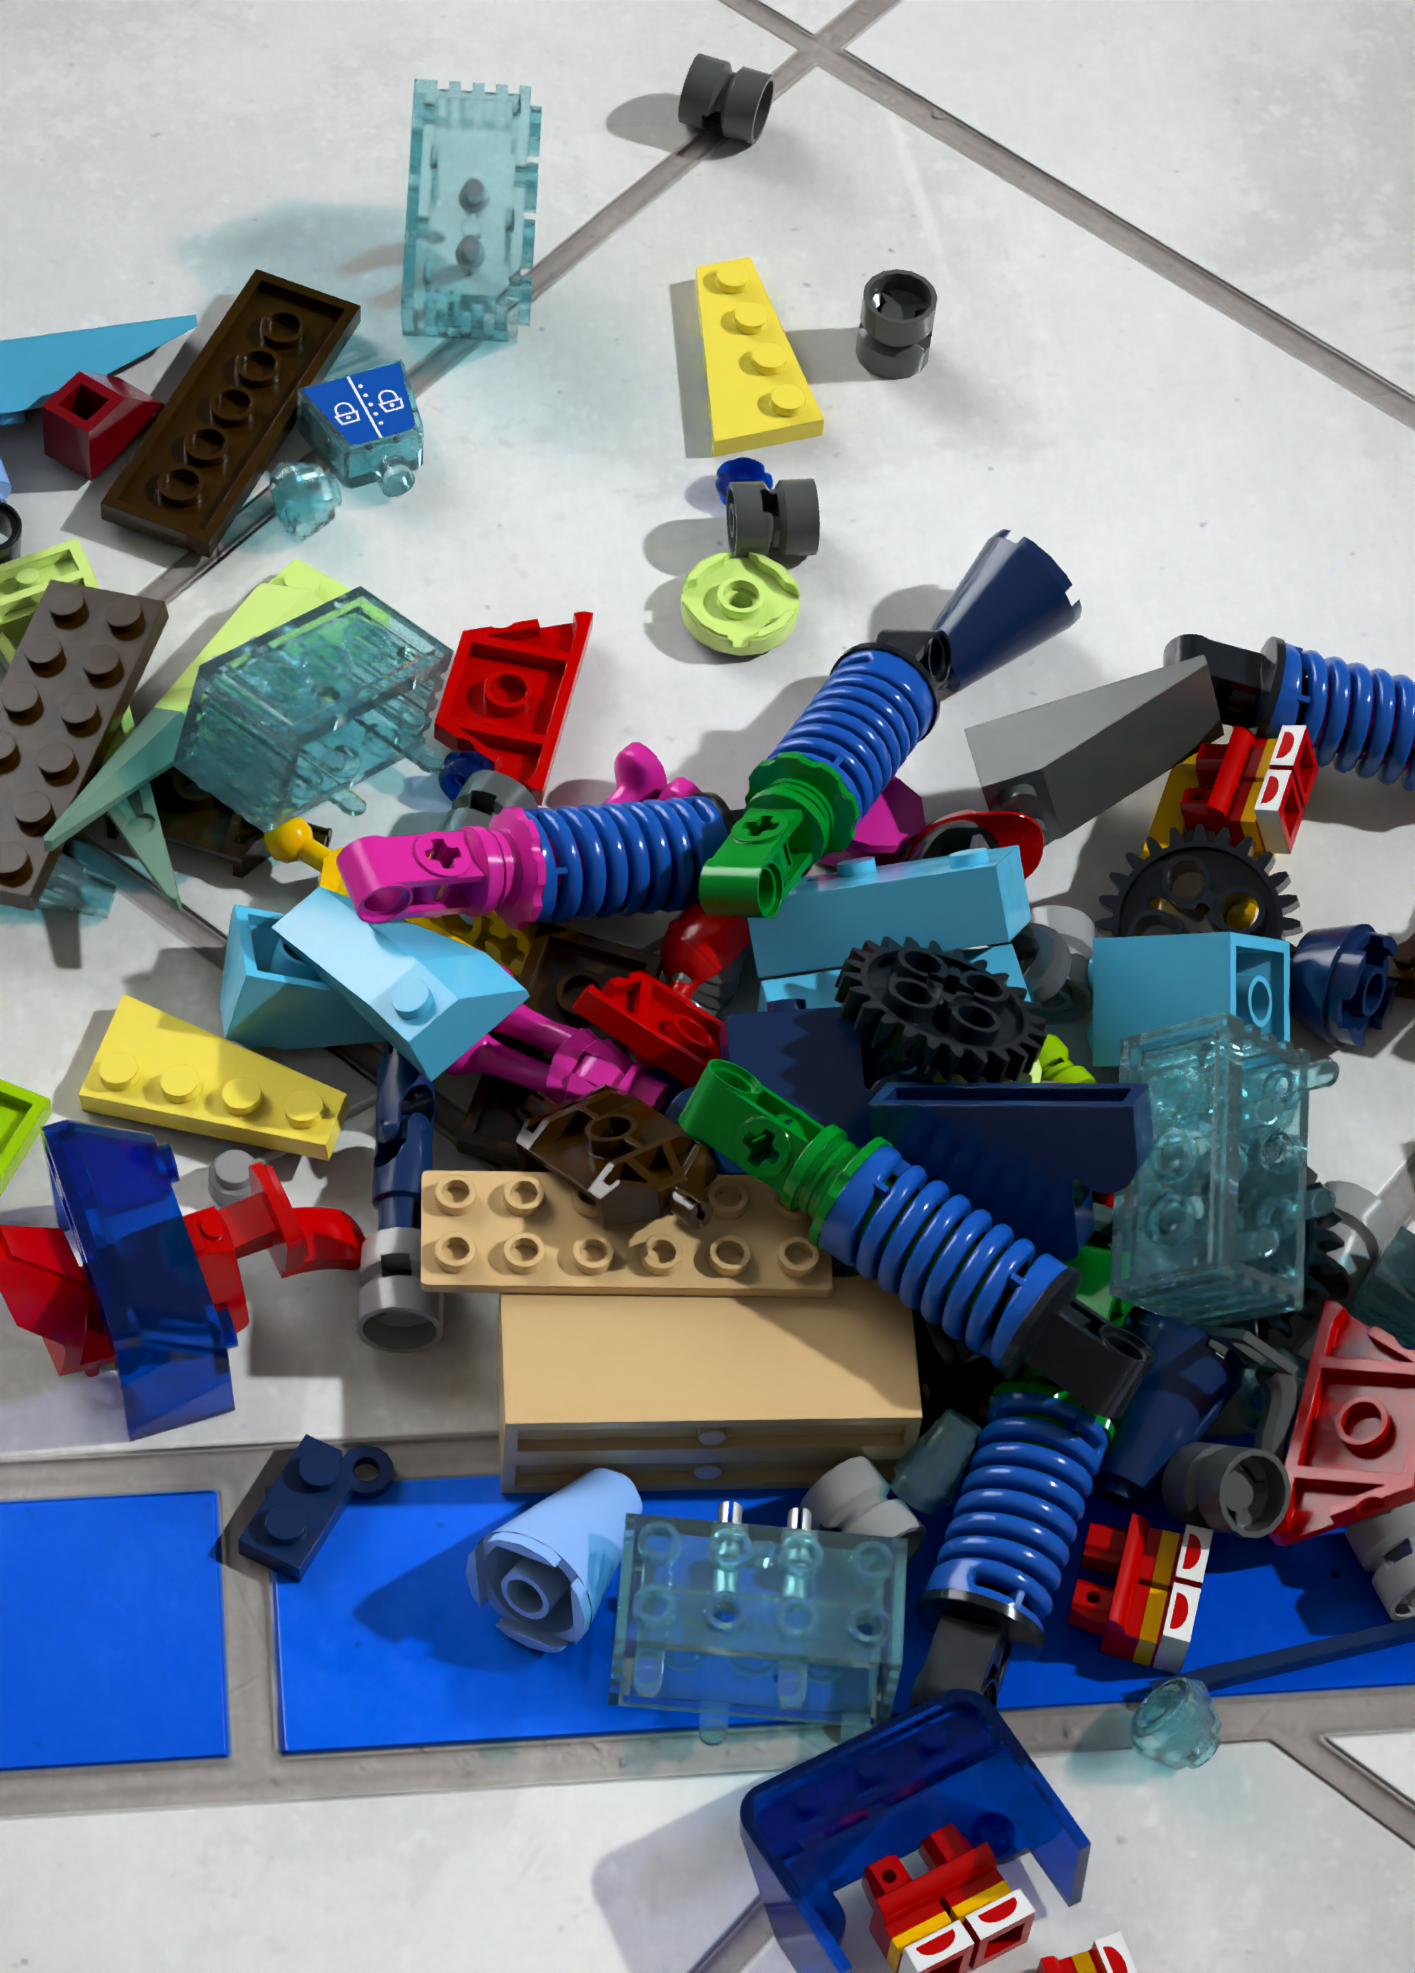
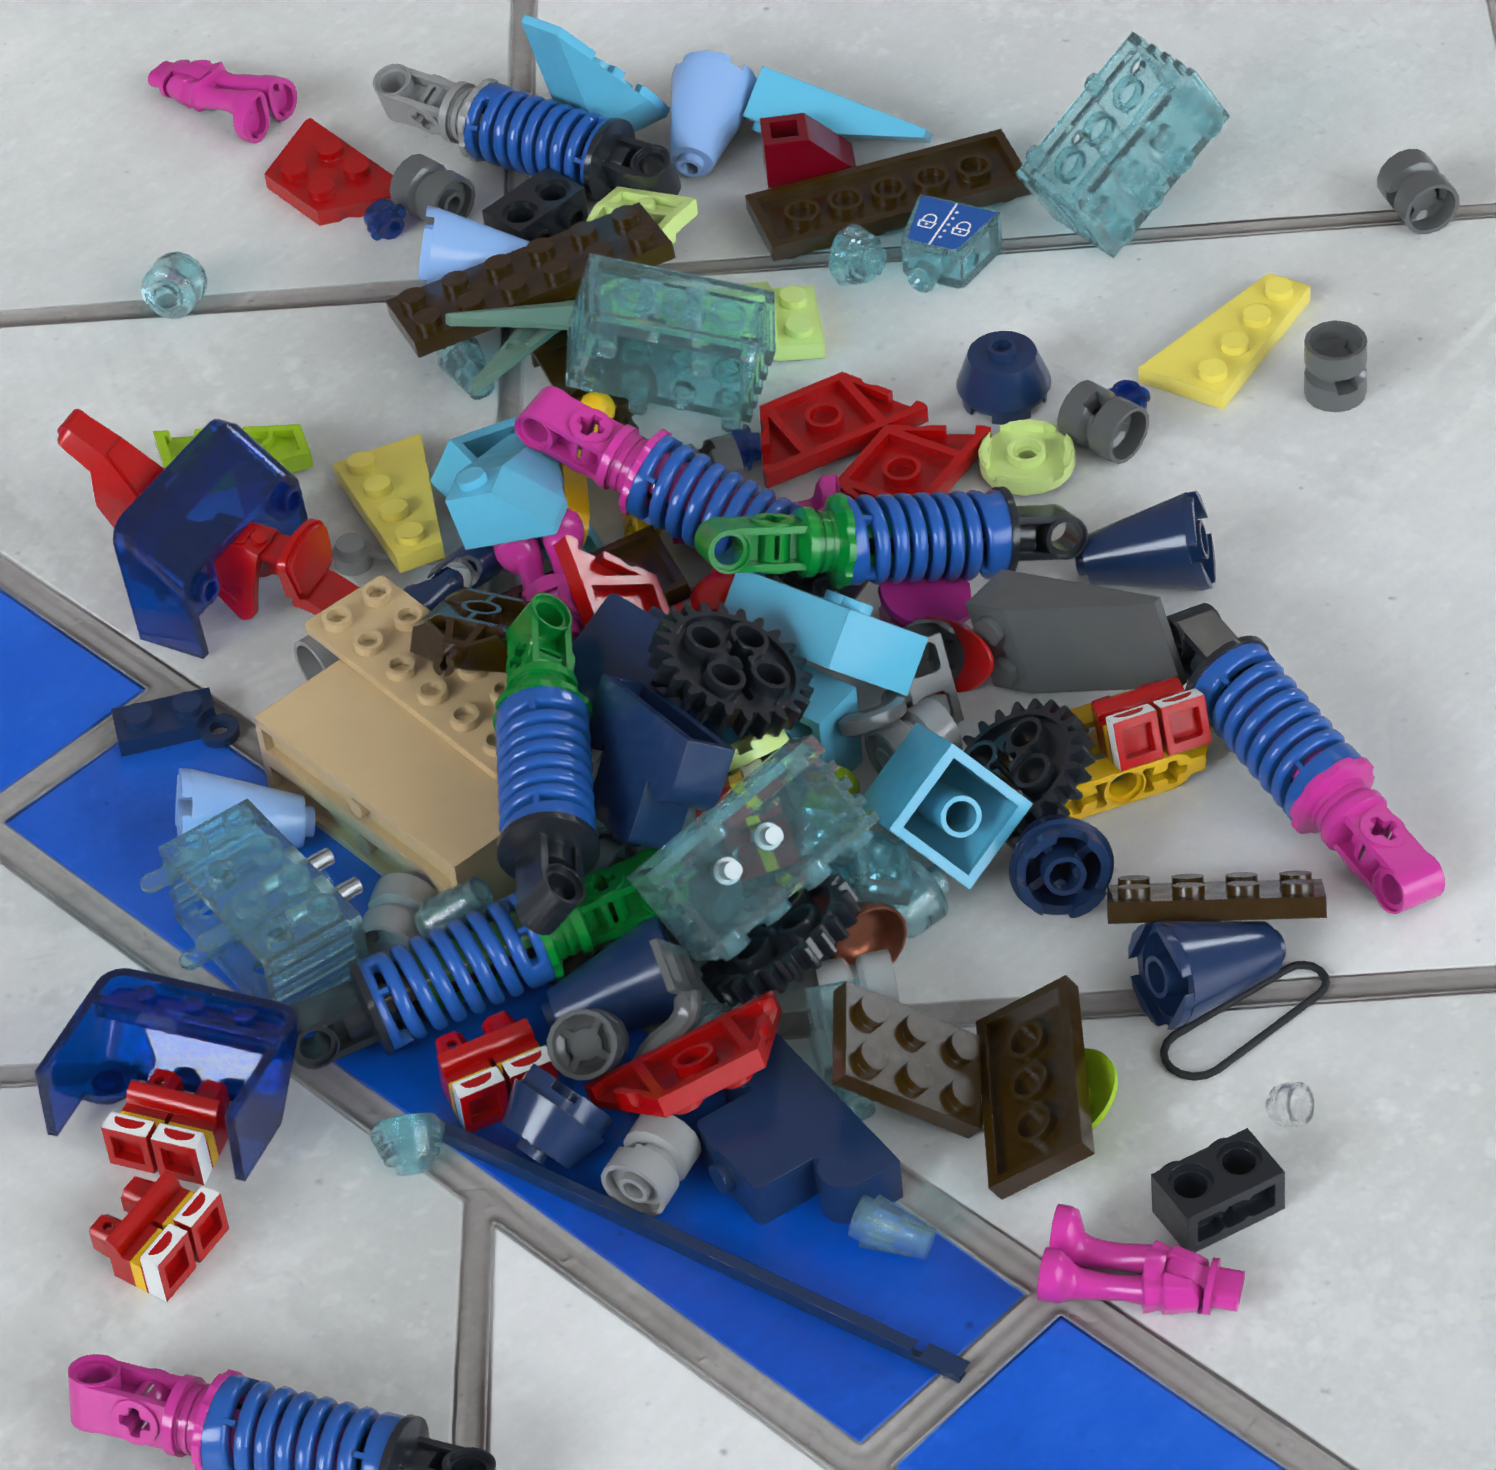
camera: 60 degrees right, 10 degrees down
(616, 535) = (1003, 377): none -> dark blue cone
(661, 693) = (912, 461): none -> red wing
(1286, 1590) = (553, 1119): none -> dark blue cone

